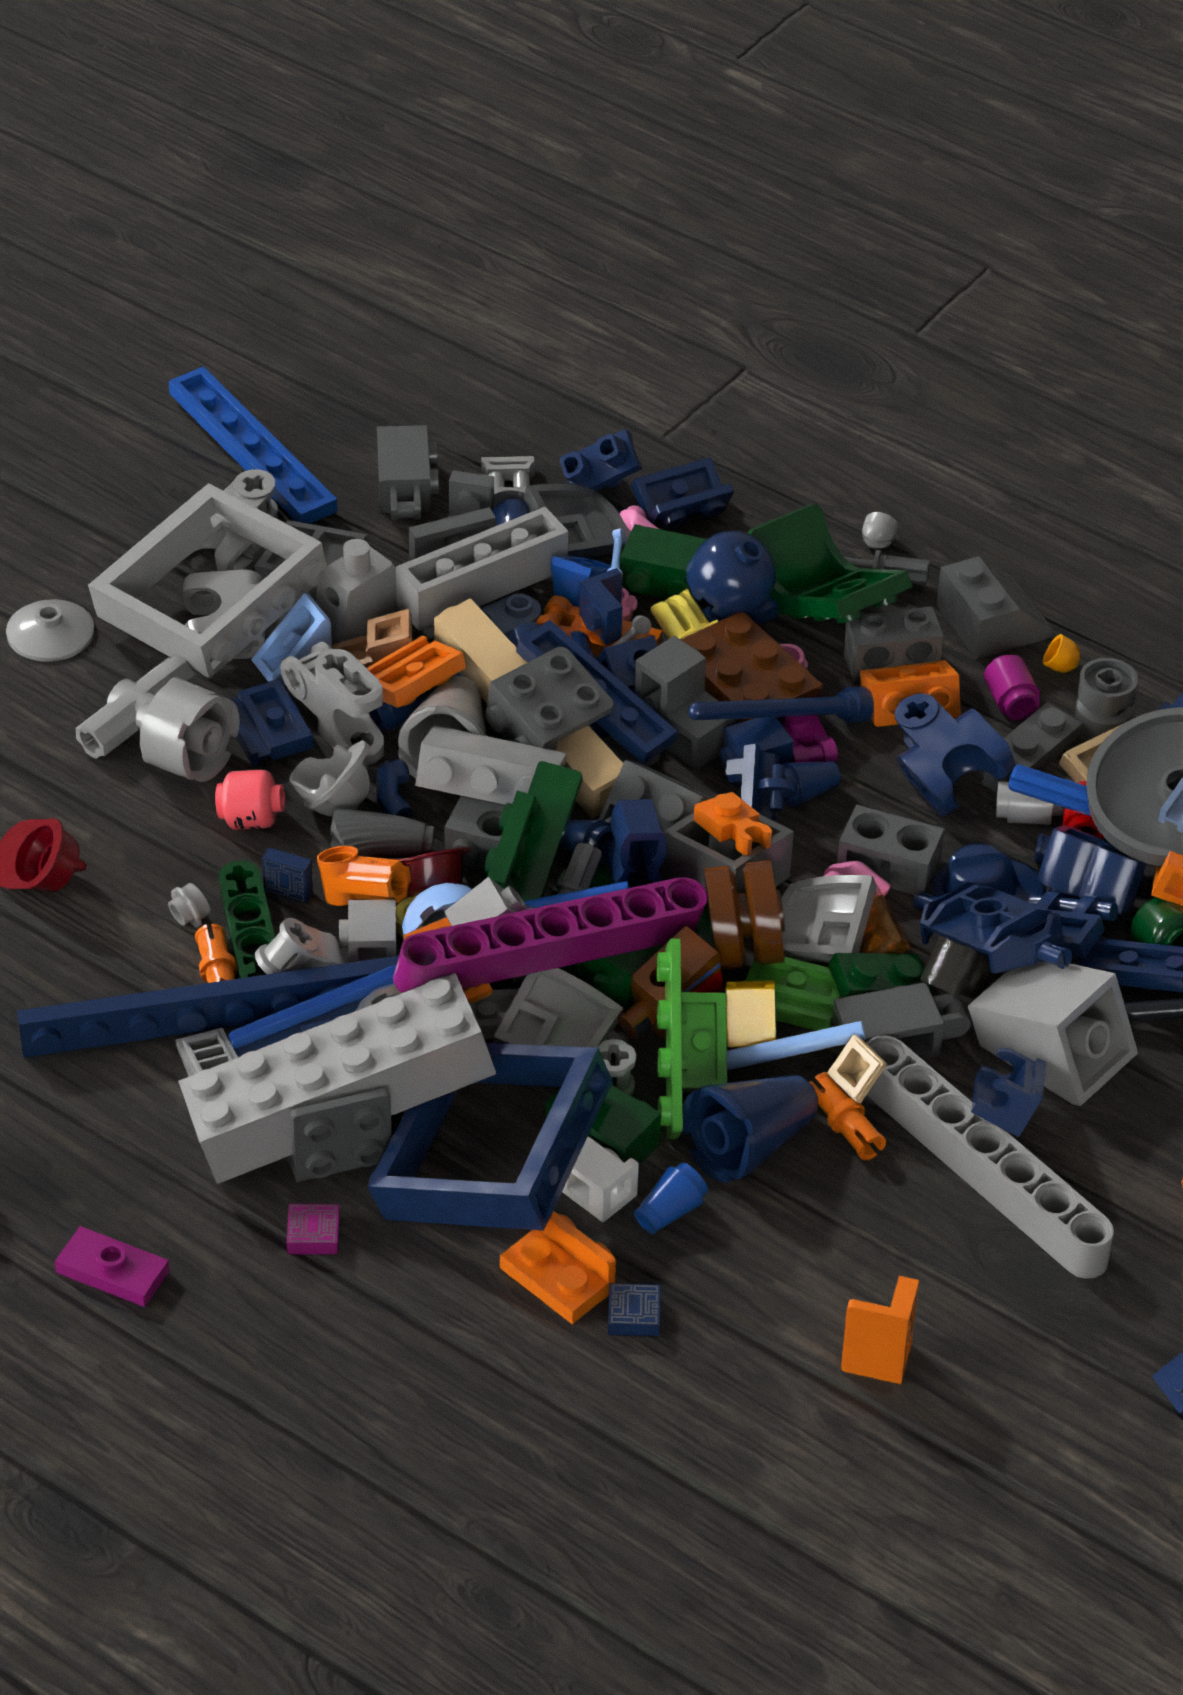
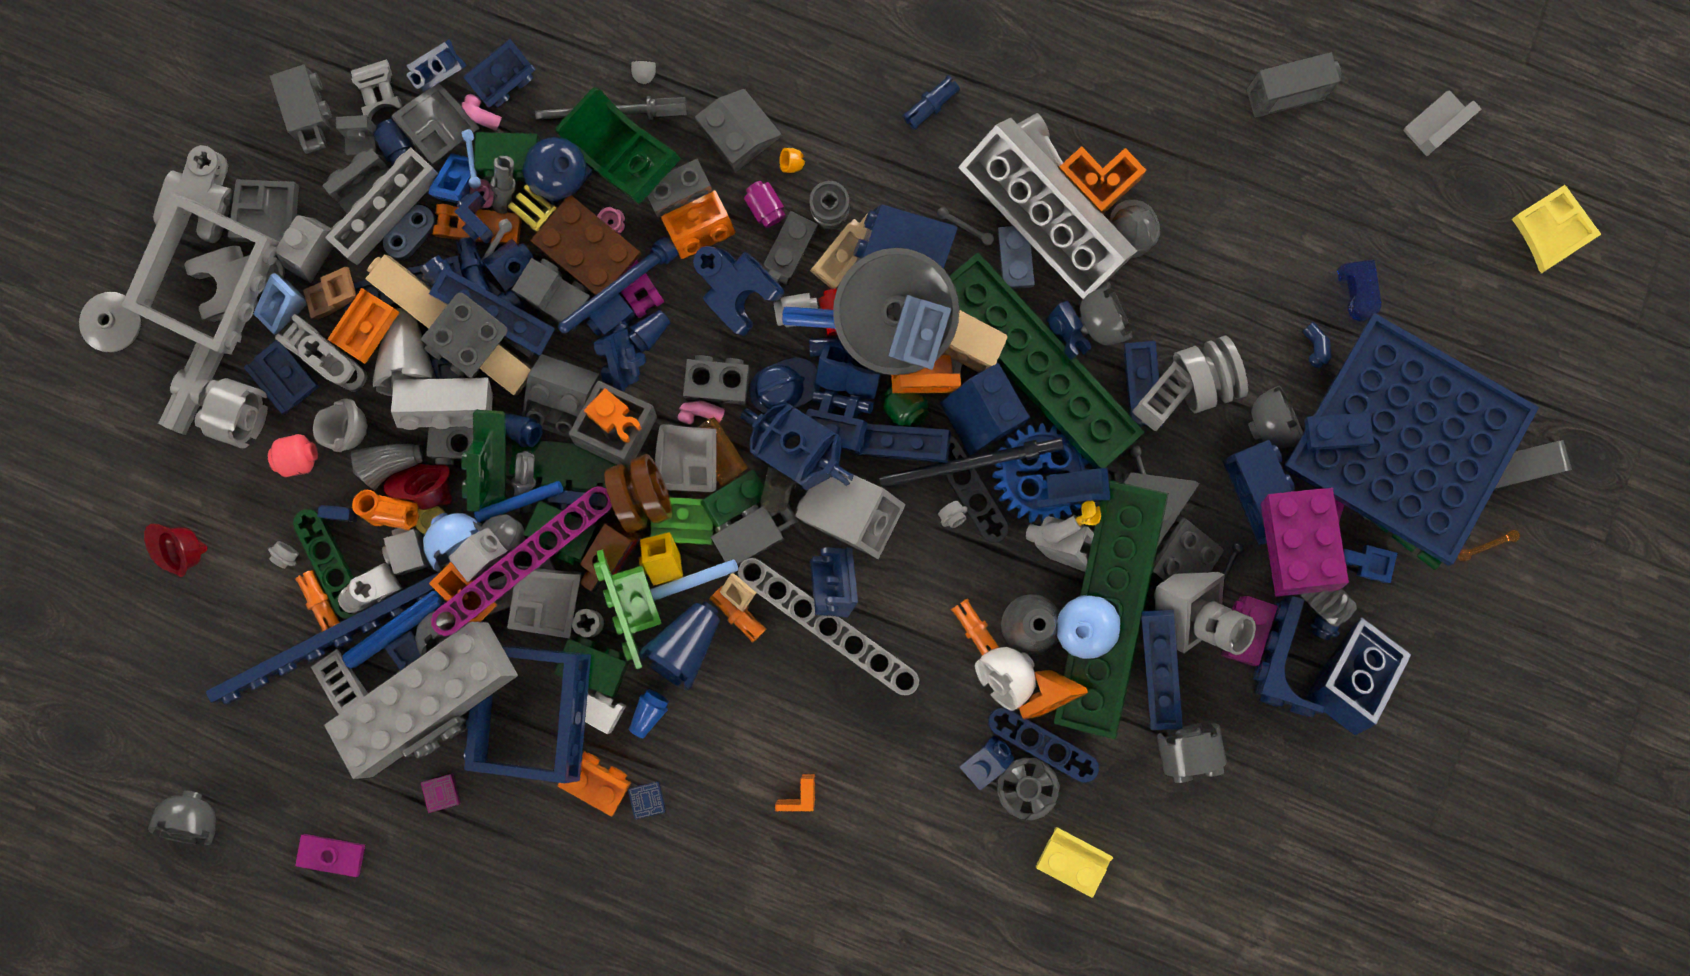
camera: 10 degrees left, 40 degrees up
(252, 445) = (187, 105): blue plate -> none
(387, 788) = (381, 419): dark blue arm -> none
(637, 843) = (555, 451): dark blue brick -> none
(655, 576) = (503, 184): none -> dark grey pin

